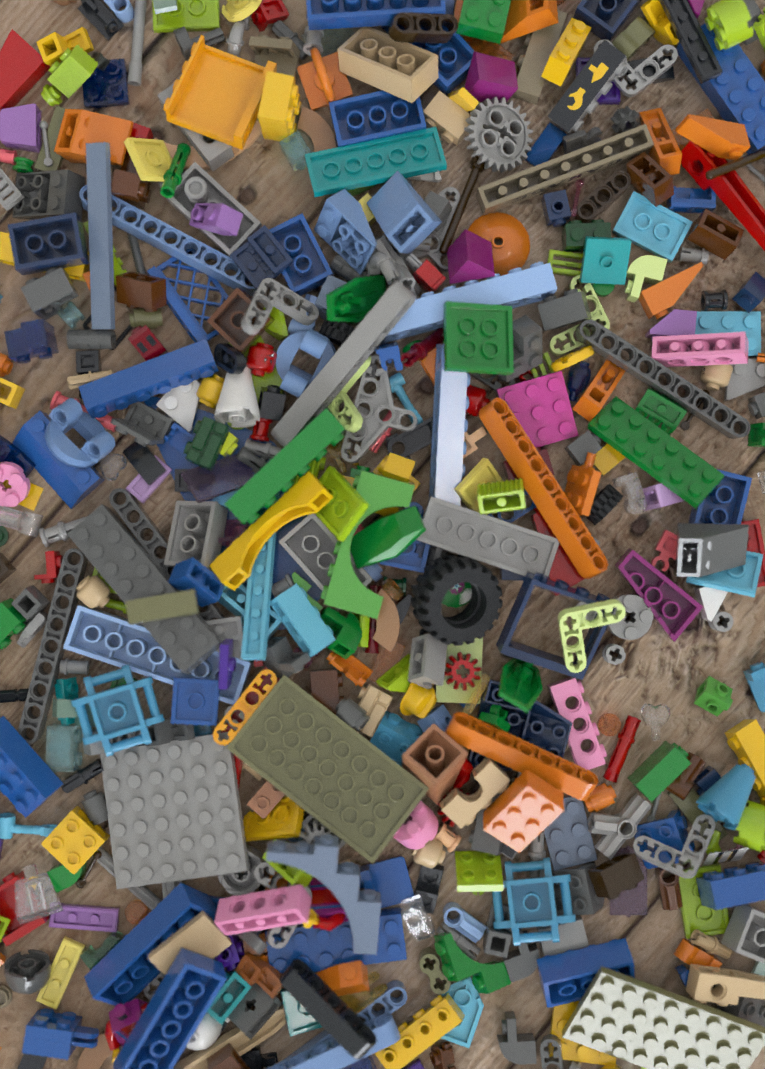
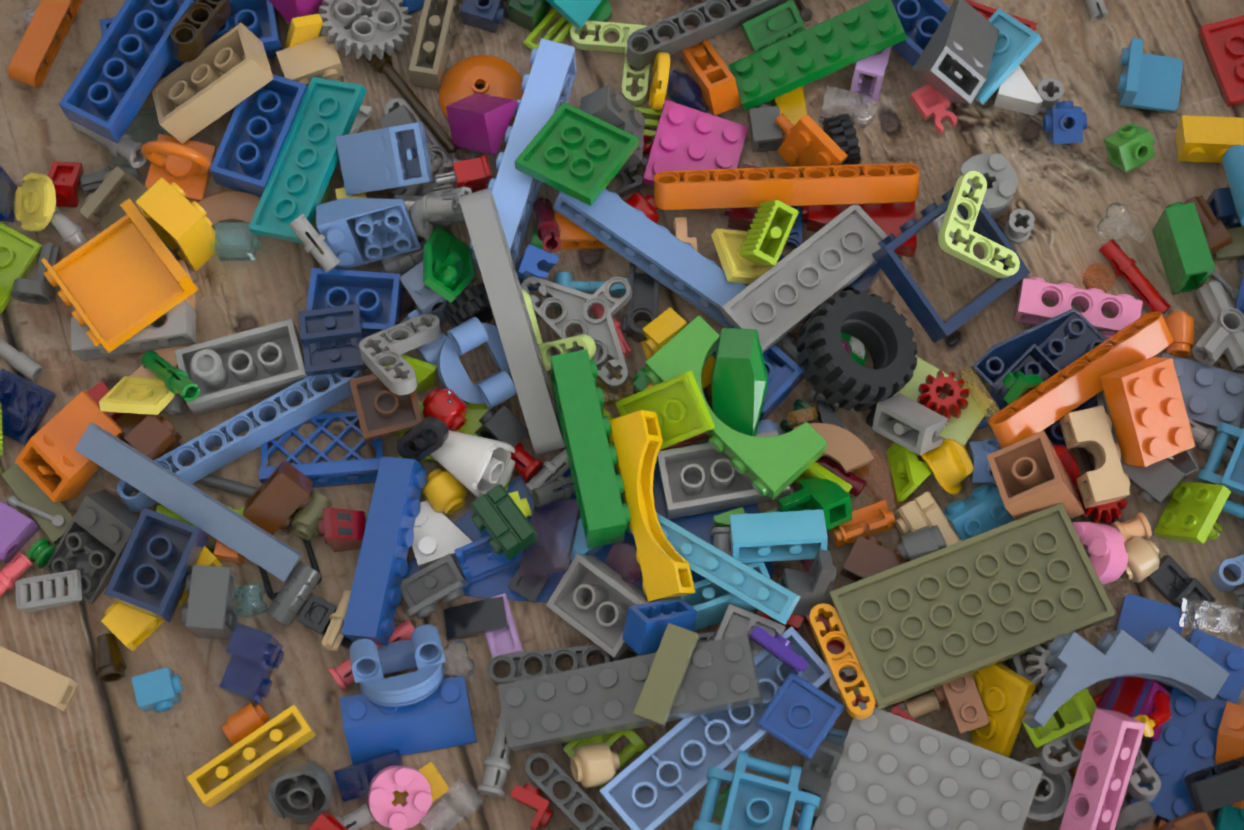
camera: 50 degrees left, 15 degrees down
(216, 218) = (255, 359): medium lavender slope -> none
(316, 205) = (328, 259): none -> light grey pin
(520, 683) = (995, 334): green piece -> none
(564, 310) = (601, 59): dark grey brick -> none
(668, 602) = (995, 130): magenta wedge -> none
(704, 644) = (1073, 129): none -> blue brick

